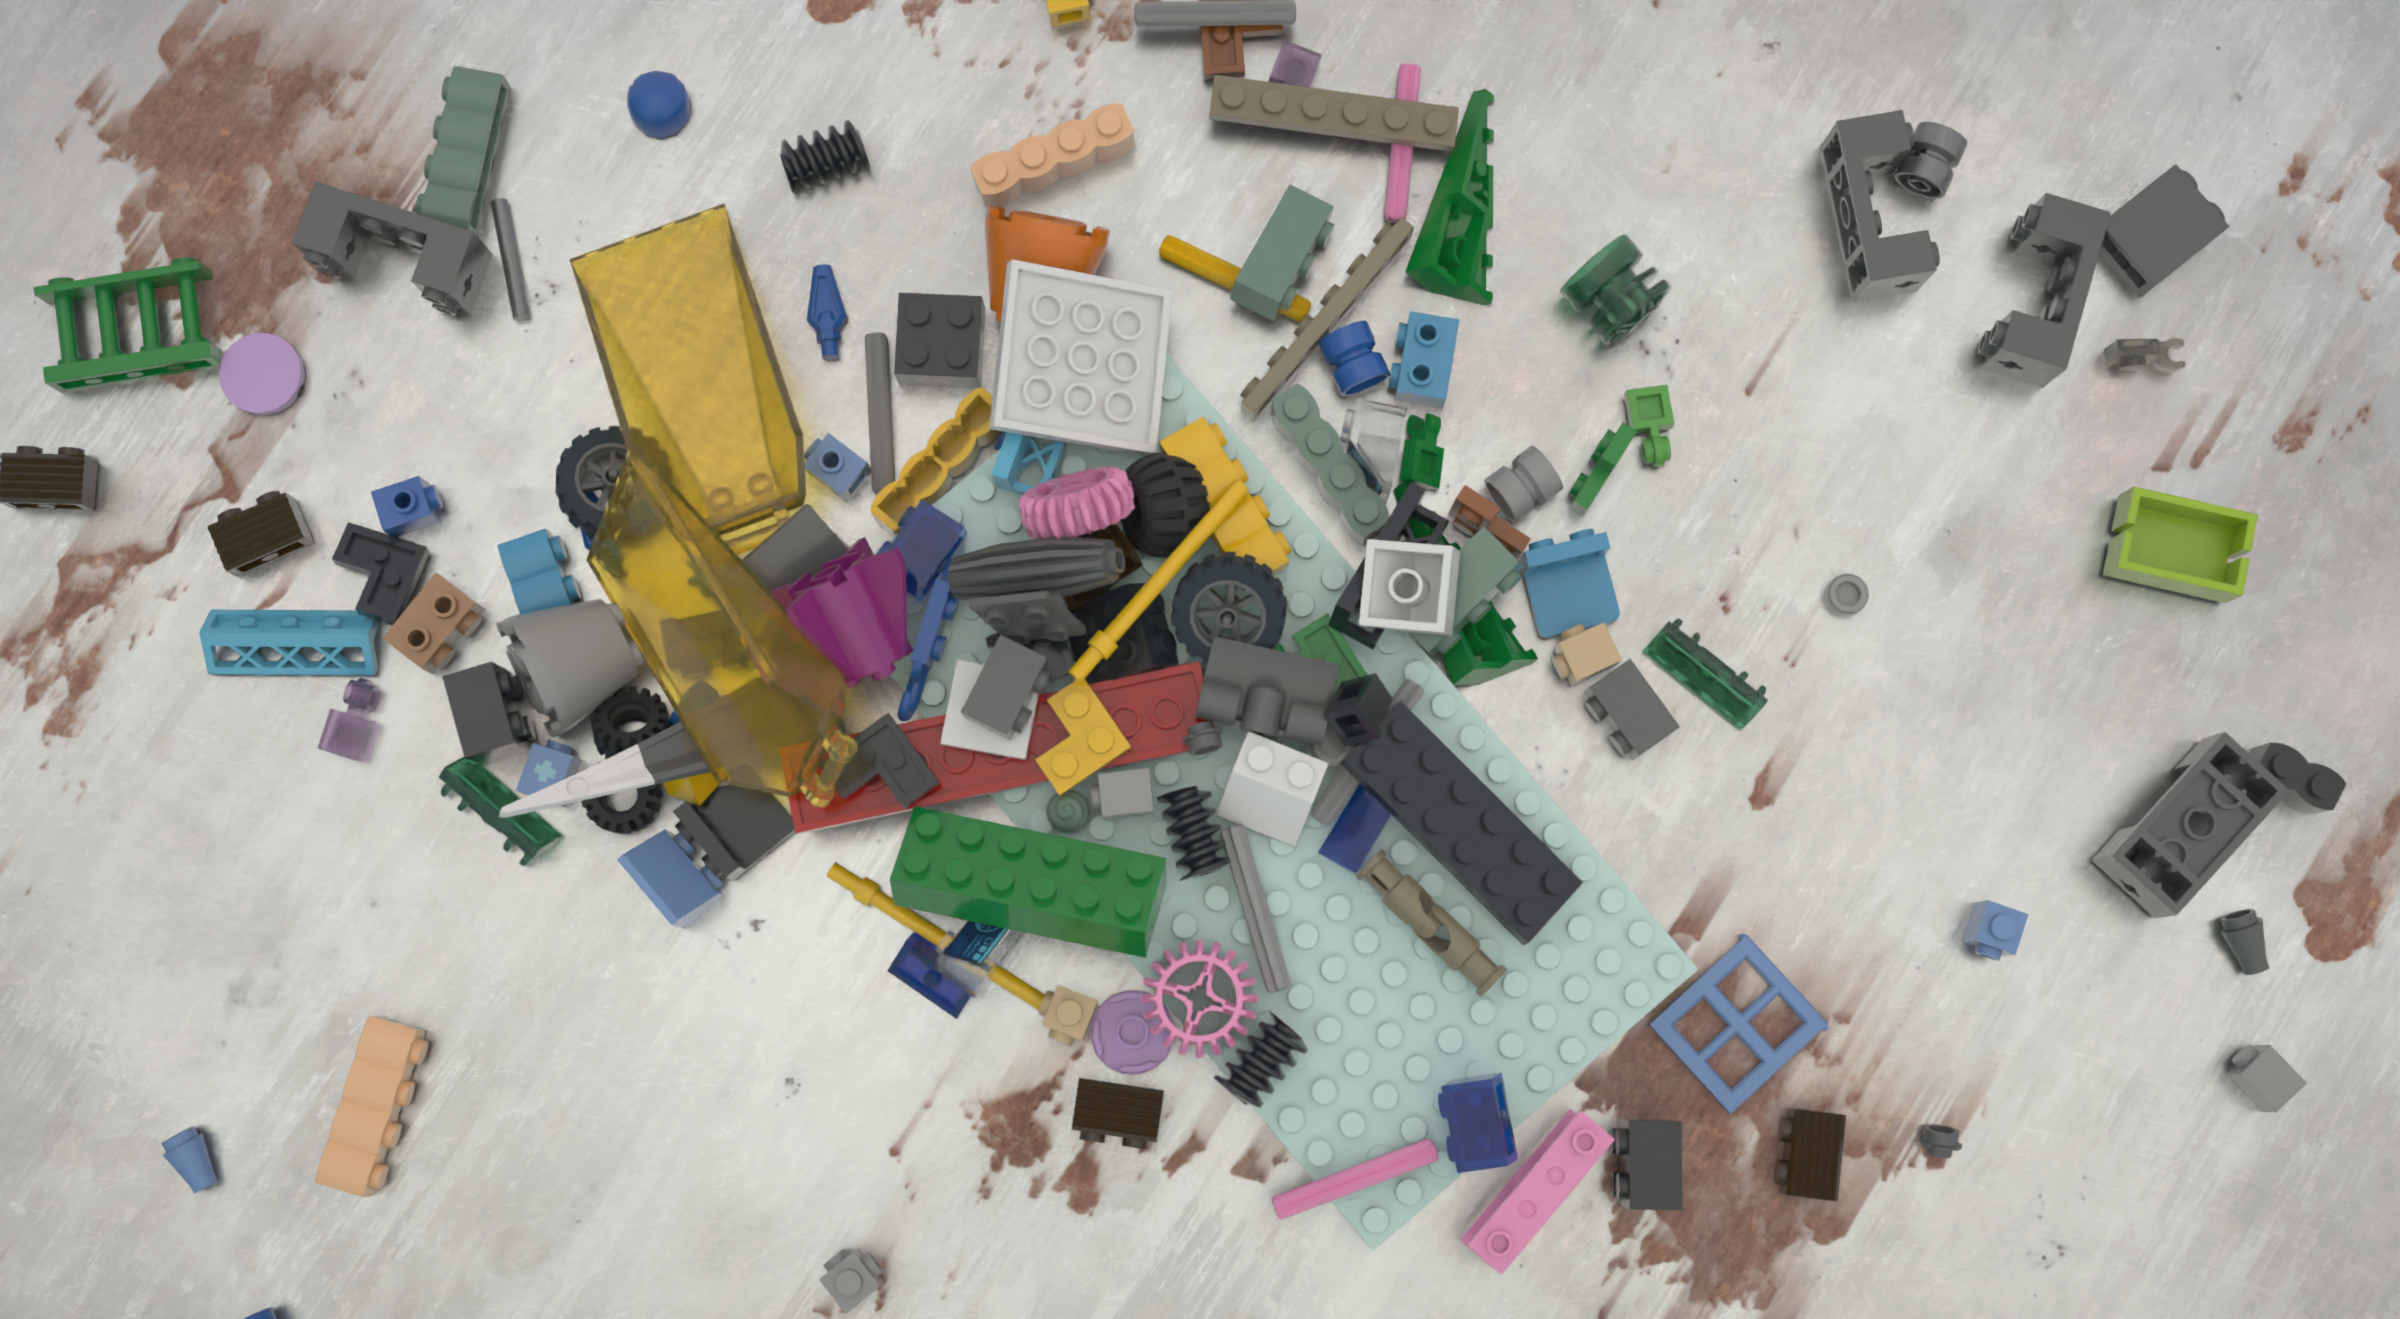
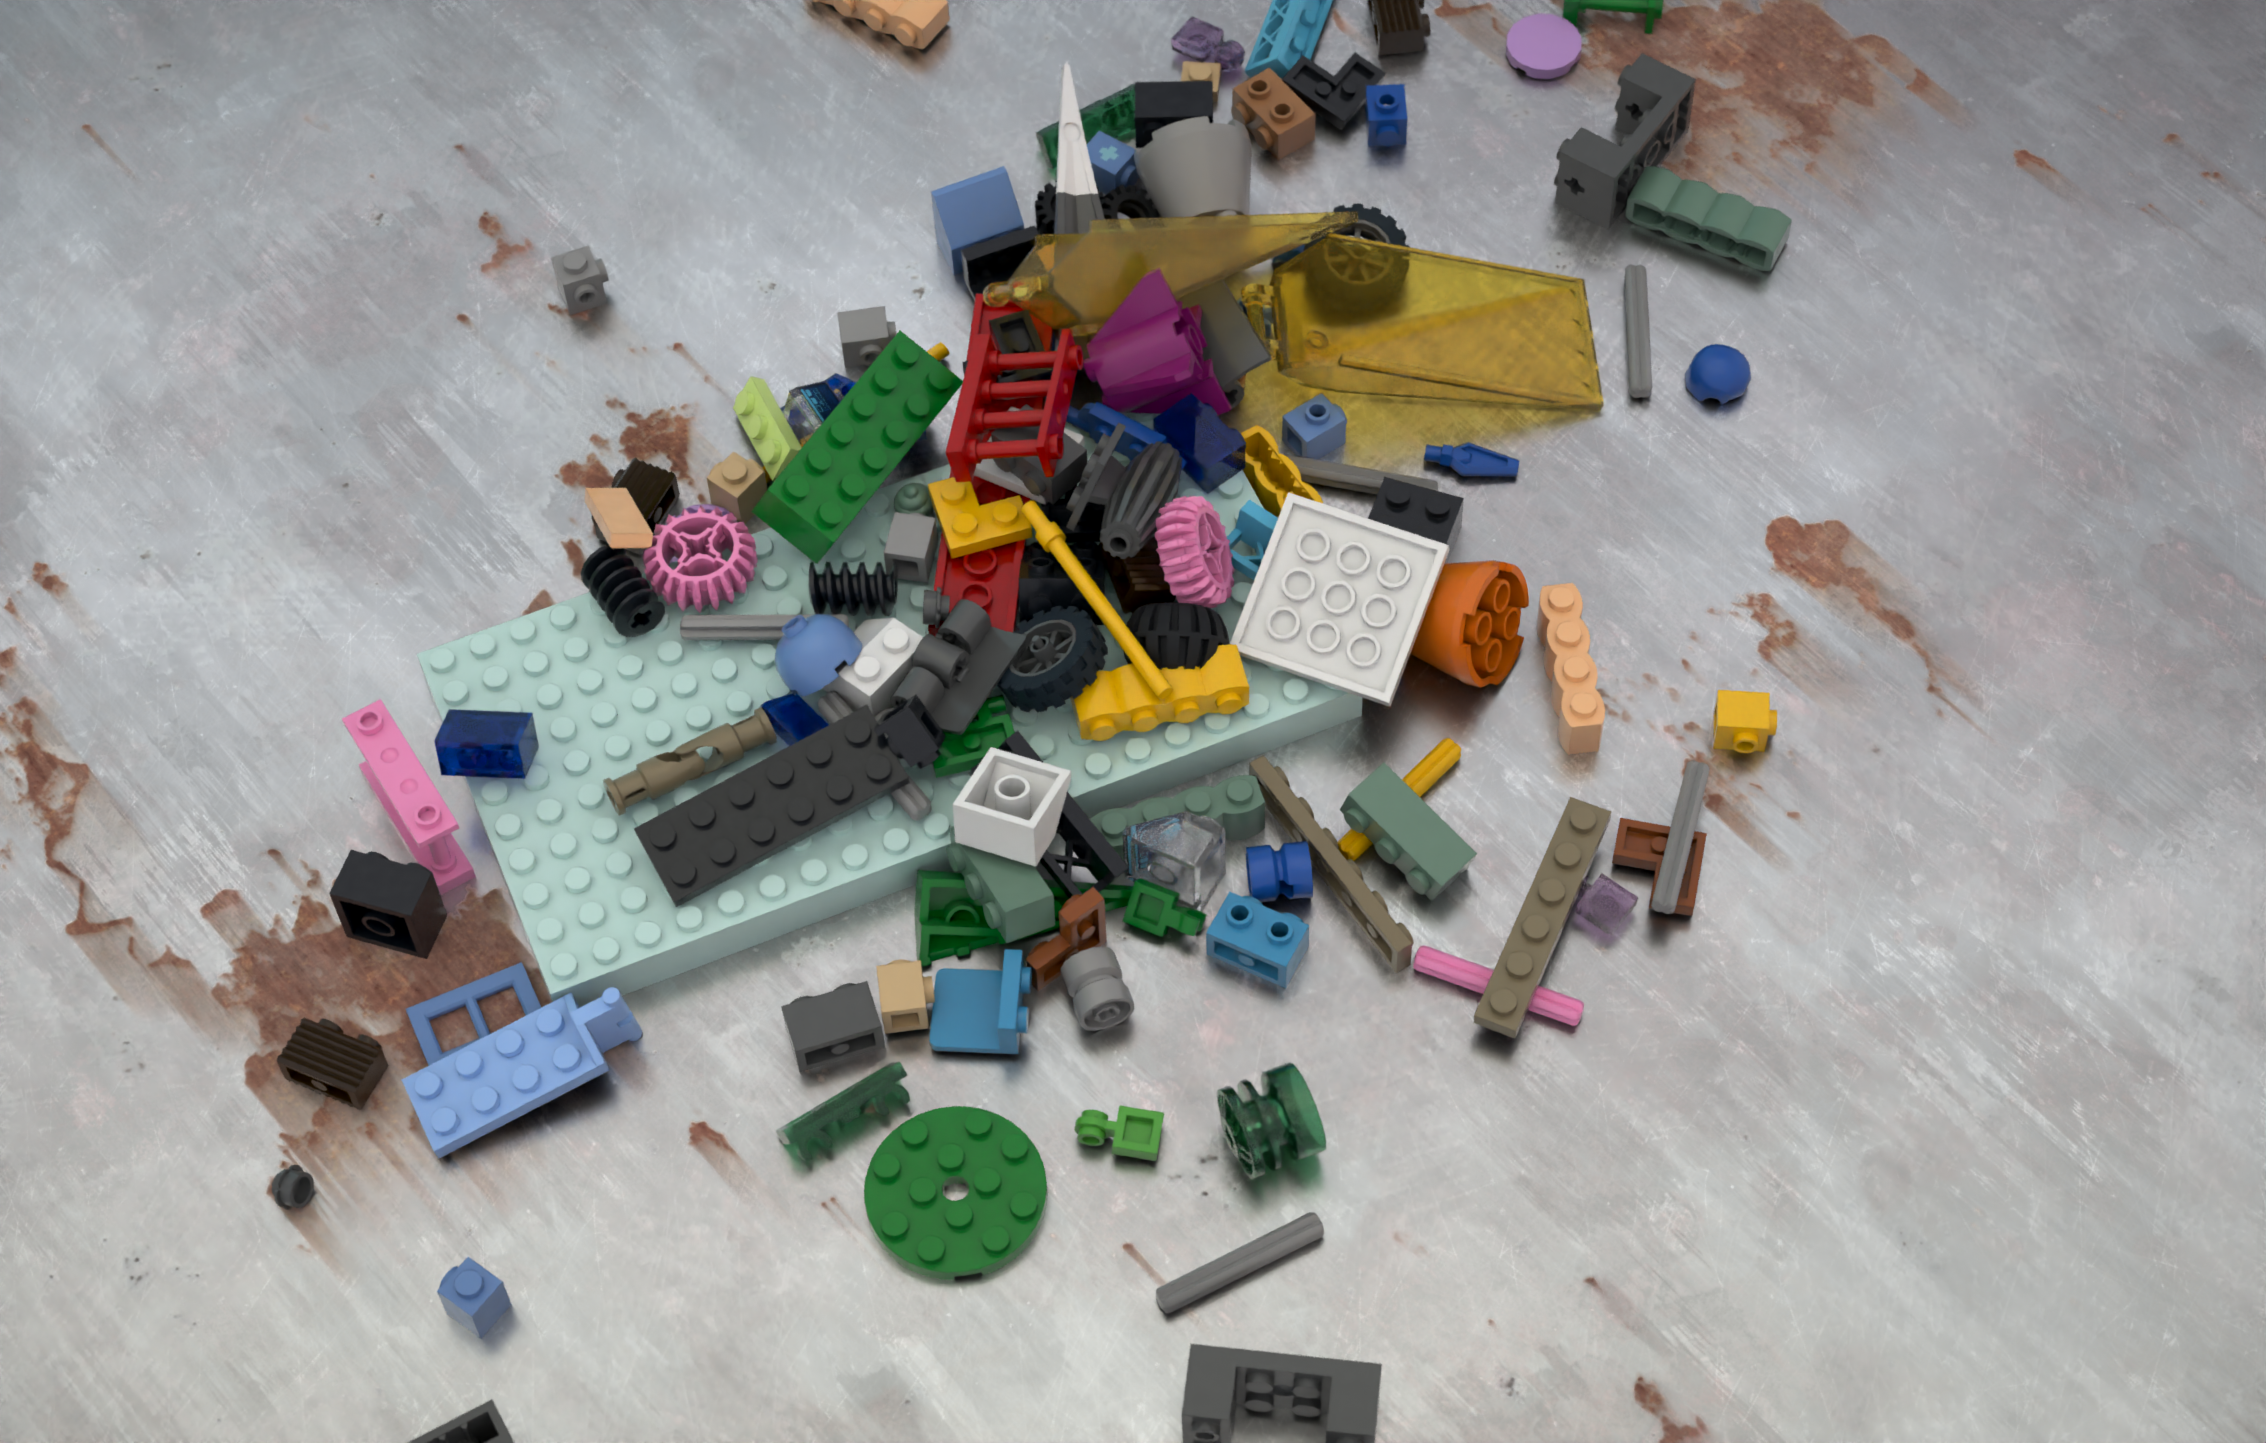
camera: 110 degrees right, 25 degrees down
(399, 717) = (1203, 72): none -> tan plate
(510, 259) = (1597, 237): flat silver bar -> none
(537, 572) = (1289, 188): dark azure brick -> none
(622, 191) = (1638, 331): none -> light grey axle
(823, 155) = (1624, 483): black piece -> none
(843, 950) = (864, 335): none -> light grey brick
(956, 759) = (981, 390): none -> red fence
(994, 1006) = (766, 426): none -> yellowish green plate
(1177, 1097) = (618, 518): none -> light nougat tile
(1291, 833) = (813, 651): none -> medium blue cylinder
(1355, 1178) = (485, 641): bright pink axle -> none
(1453, 238) = (1386, 1008): green wedge -> none
(1606, 457) = (1089, 1060): green plate -> none
(1739, 289) = (1239, 1262): none -> light grey axle
(1771, 981) = (518, 1068): none -> light blue hinge
(1780, 520) = (964, 1235): none -> green plate
(1846, 595) = (875, 1272): light grey tile -> none

